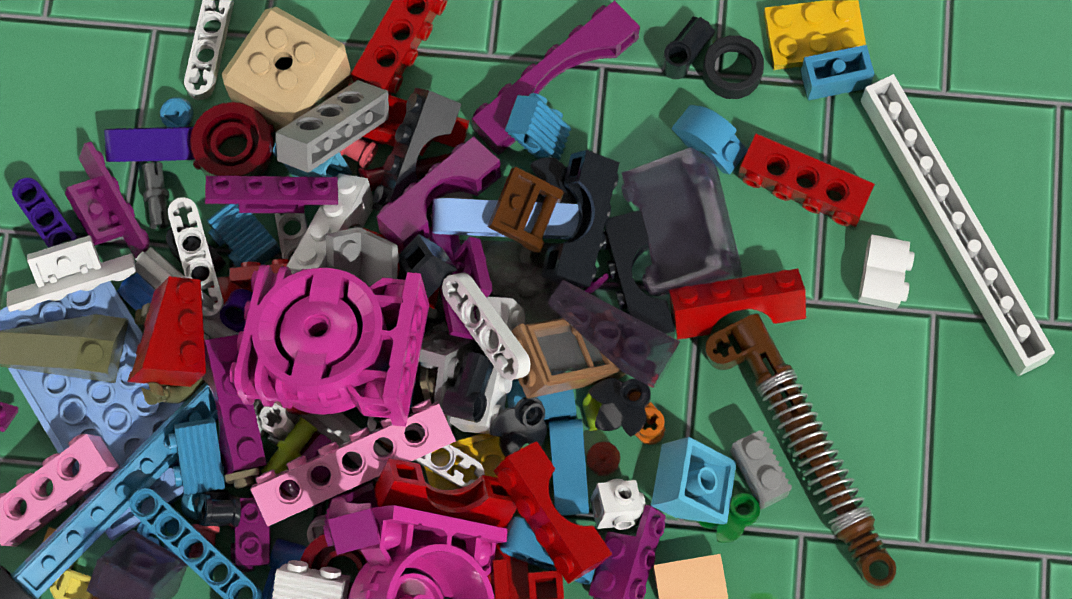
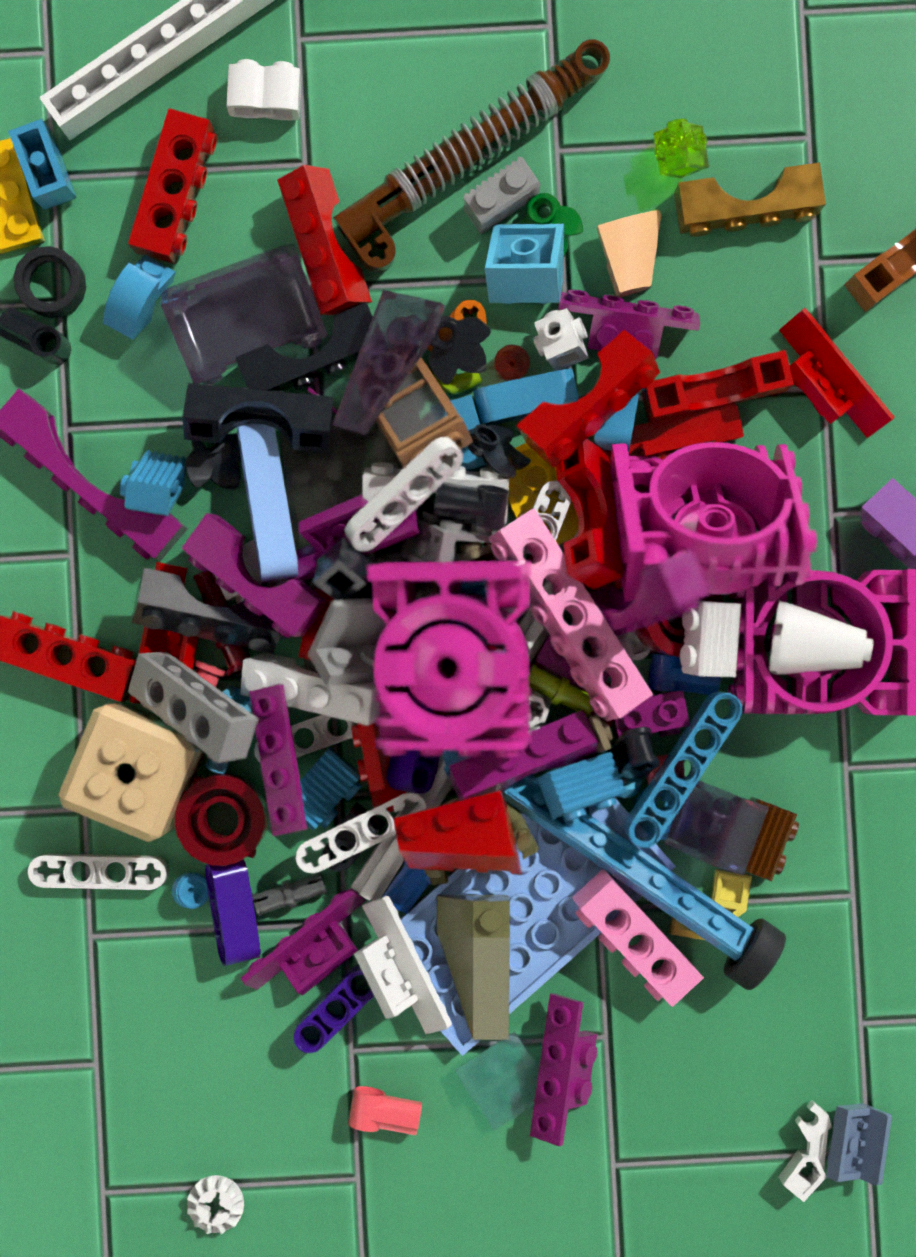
camera: 100 degrees left, 15 degrees up
(516, 206) = (254, 486): reddish brown plate -> none

